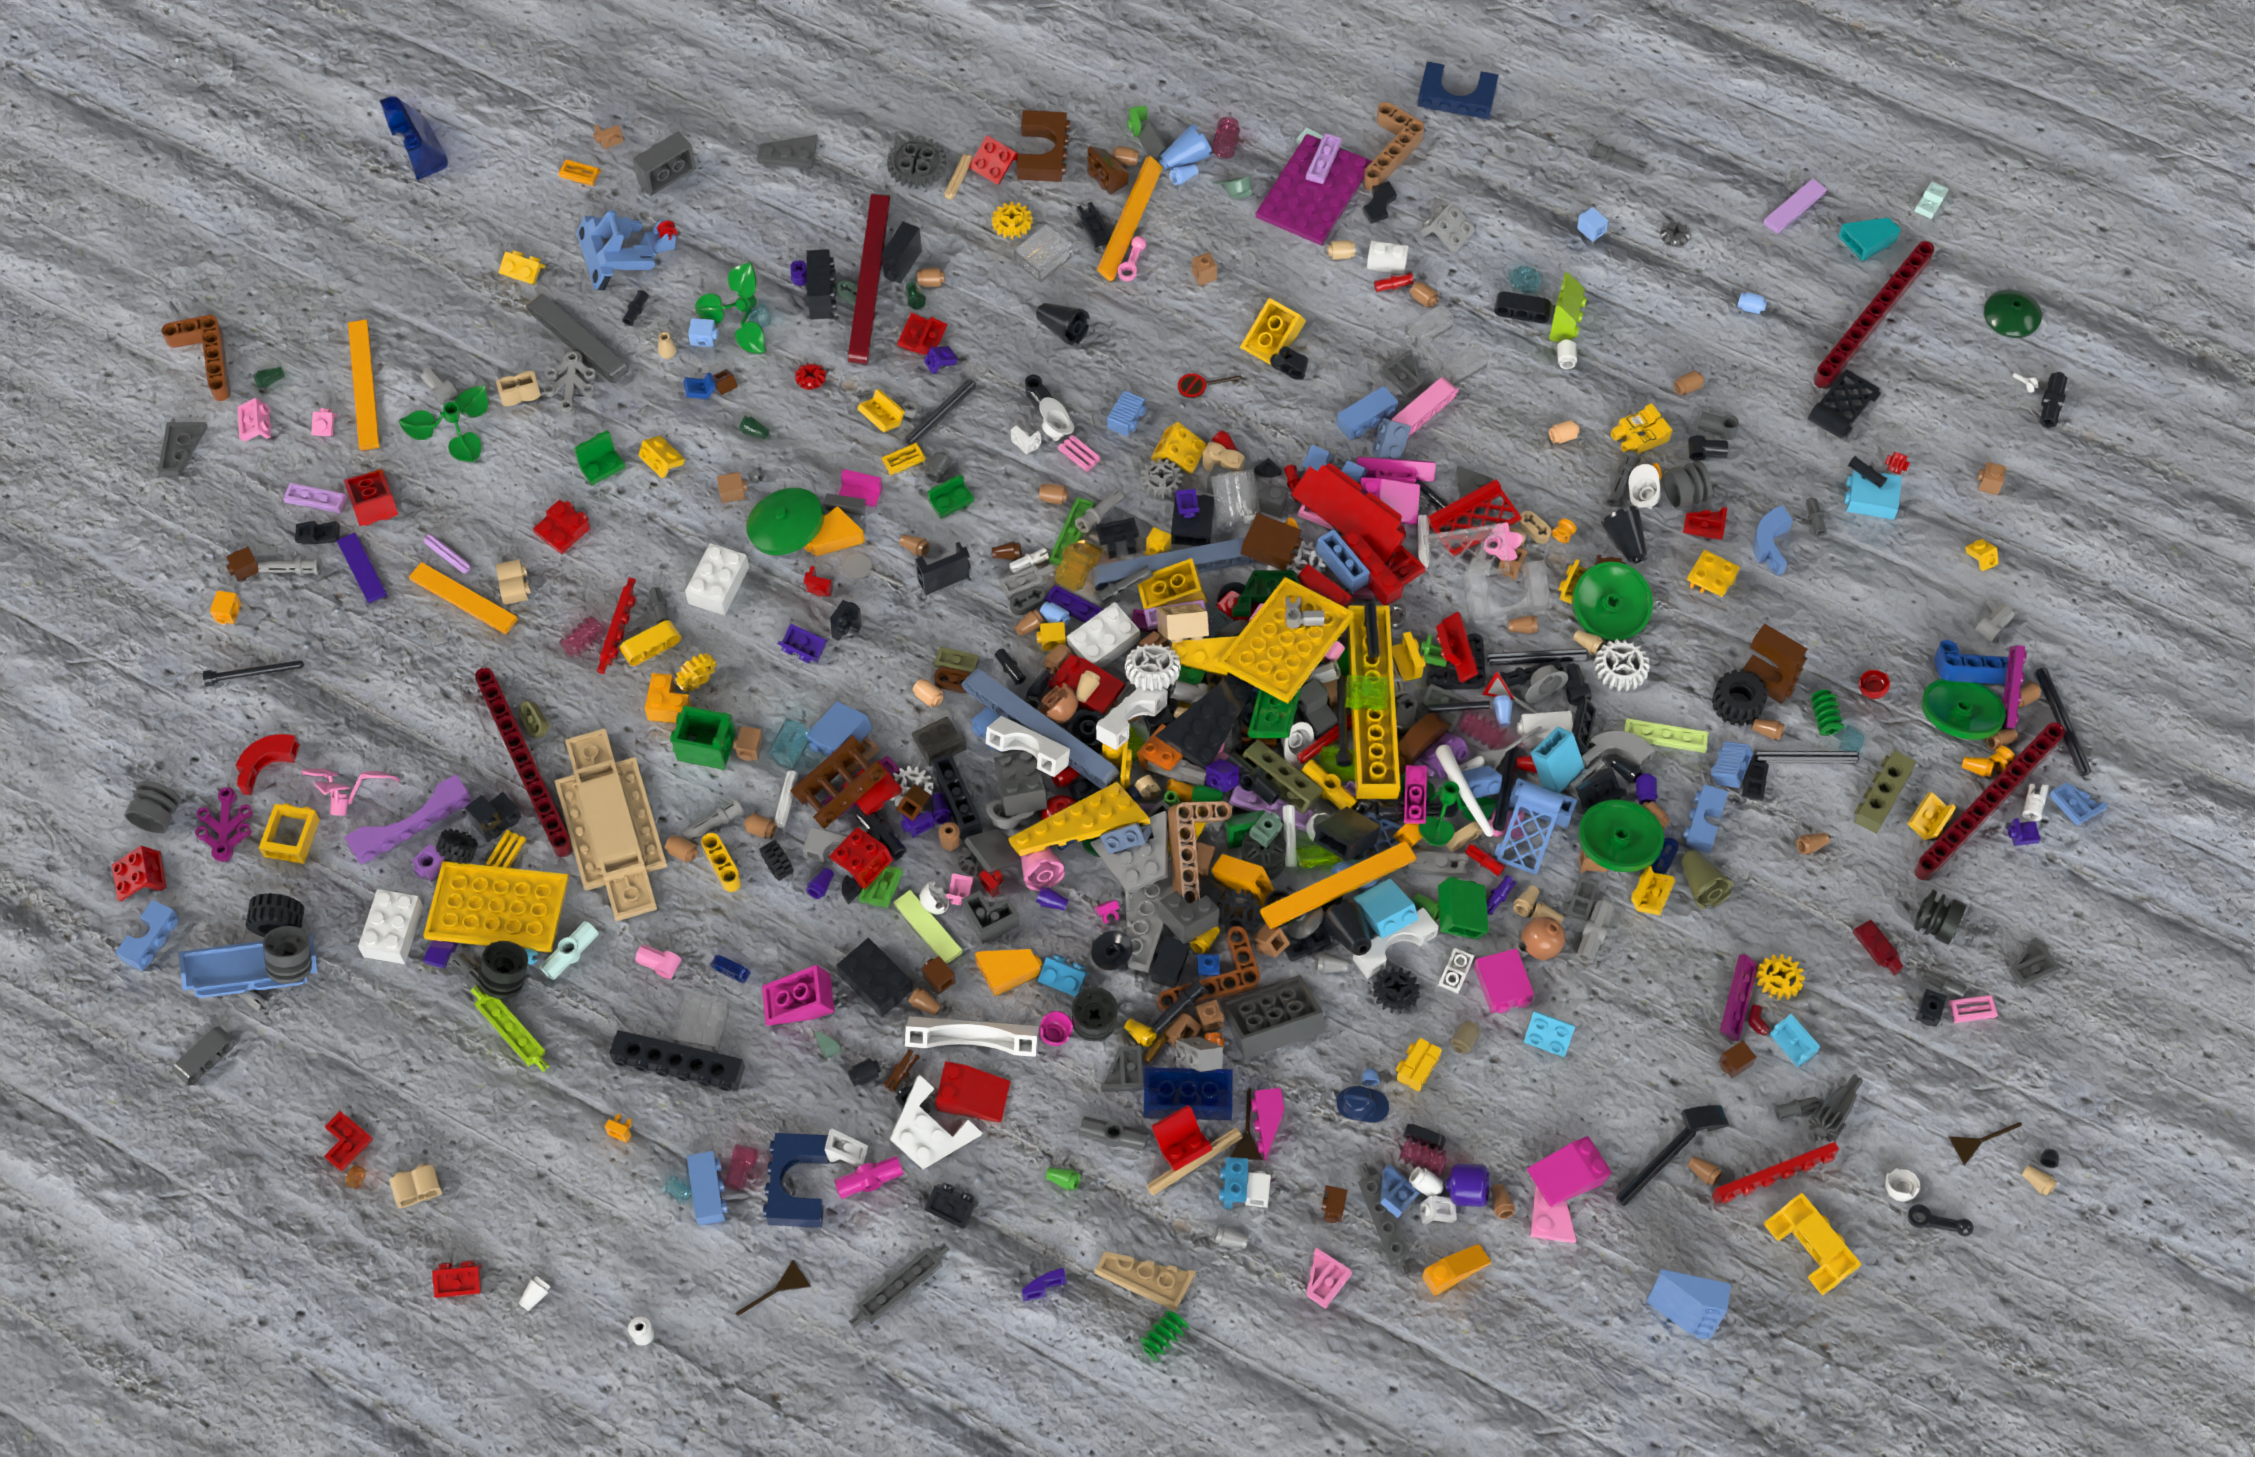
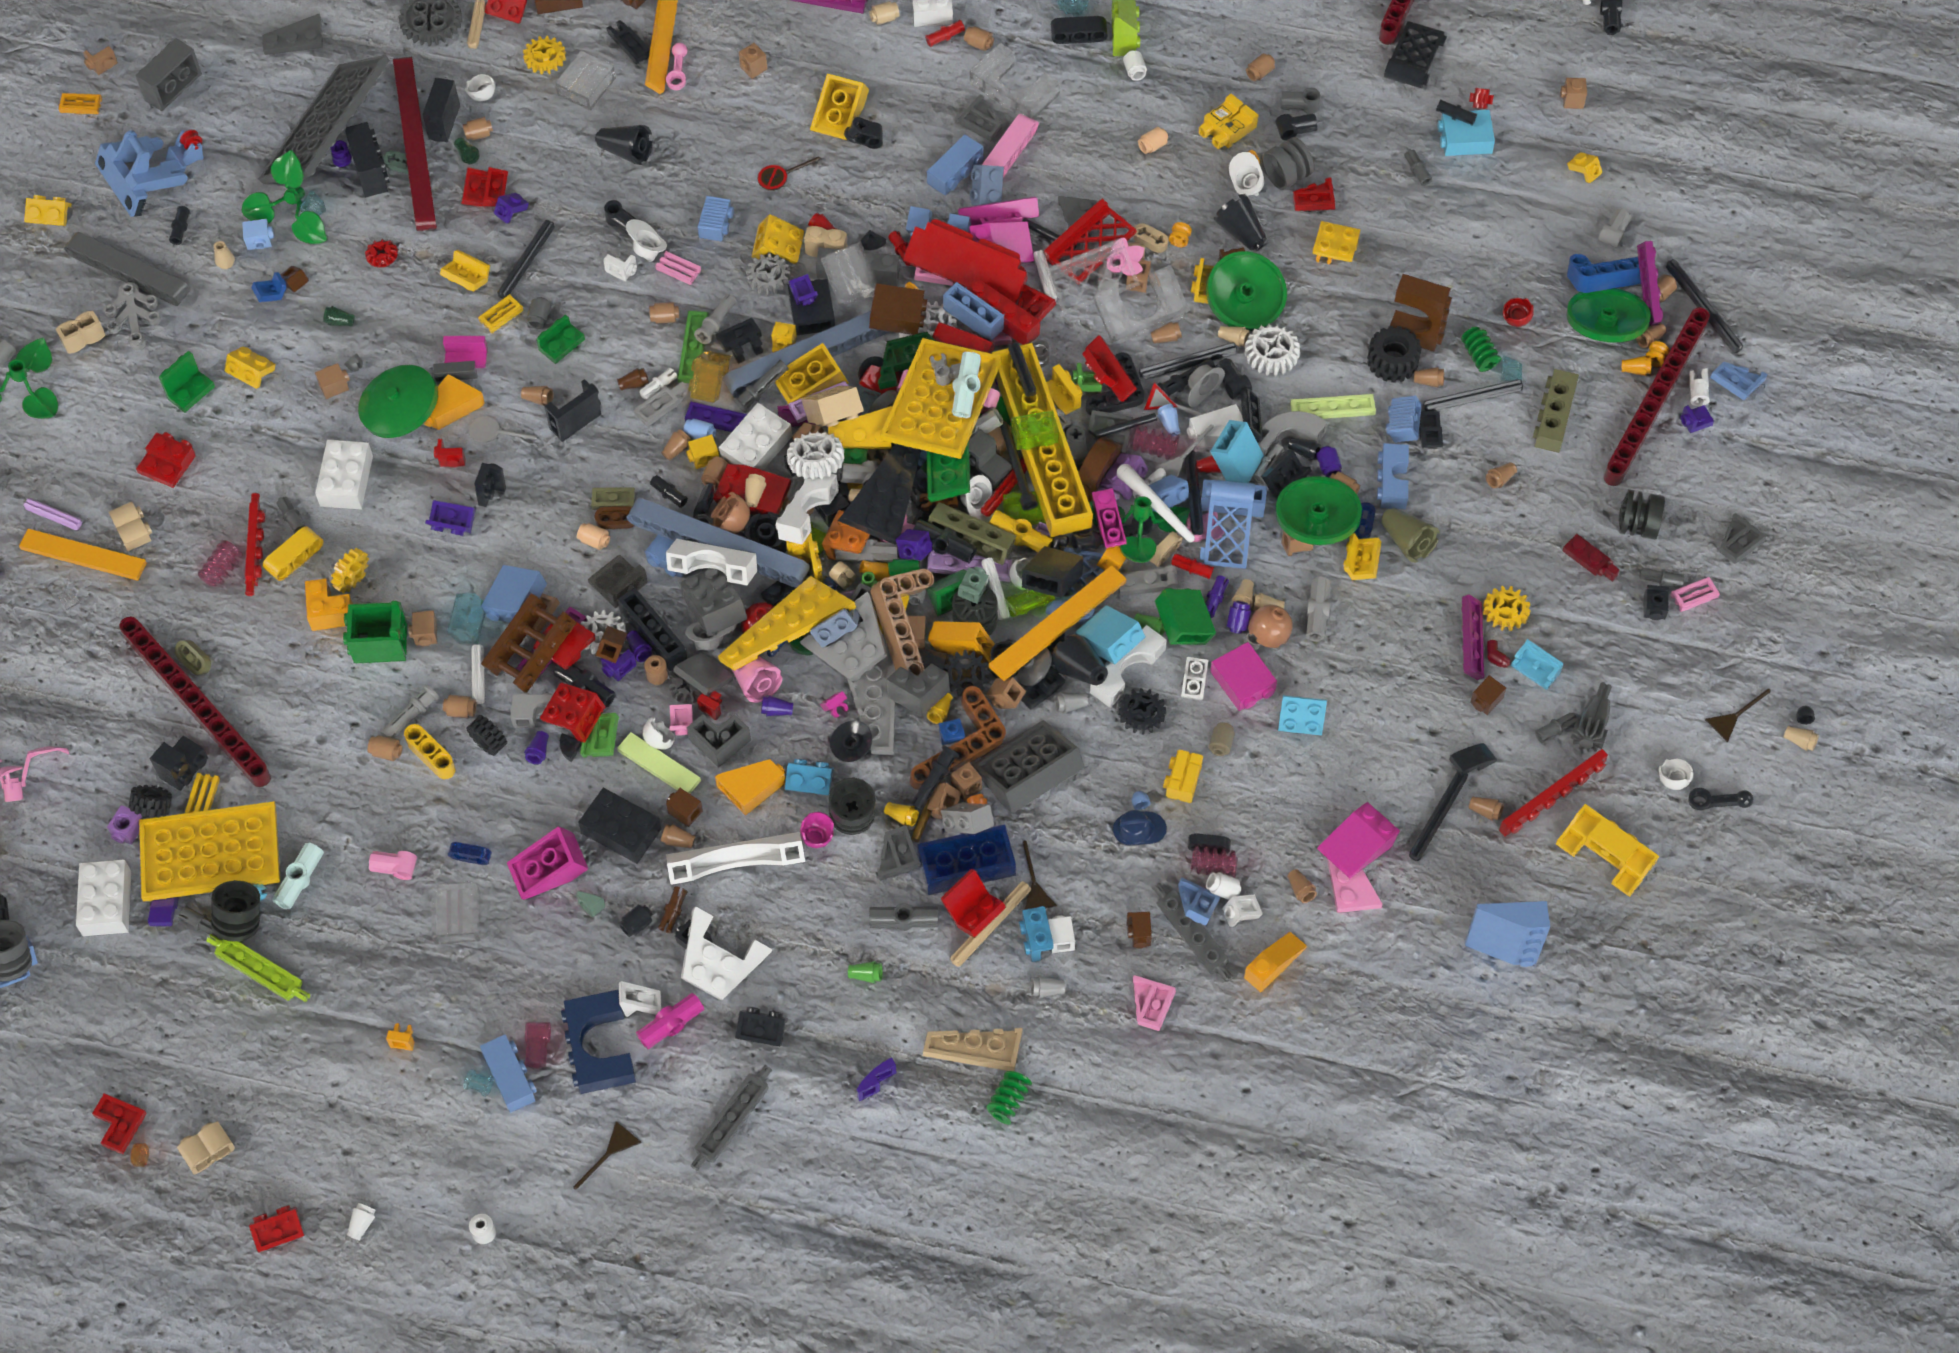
camera: 15 degrees left, 0 degrees up
(372, 841) = (57, 818): medium lavender arch -> none
(603, 827) = (312, 738): tan piece -> none
(627, 1042) = (430, 949): black brick -> none
(798, 233) = (329, 113): none -> dark grey plate
(944, 238) = (480, 87): none -> white hair
(971, 1093) = (750, 913): red slope -> none
(1027, 600) = (665, 421): dark grey beam -> none
(1065, 777) = (755, 585): red cone -> none
(1169, 962) = (911, 739): black brick -> none
(1269, 1111) = (1050, 856): dark pink slope -> none
(1315, 624) = (966, 384): none -> light aqua piece
(1469, 1185) = (1265, 877): dark purple head -> none
(1515, 921) = (1239, 617): none -> dark purple brick
(1583, 898) = (1297, 580): dark grey slope -> none
(1629, 463) = (1222, 165): dark grey pin -> none
(1771, 525) = (1380, 183): medium blue arch -> none
(1931, 817) = (1606, 424): yellow bracket -> none

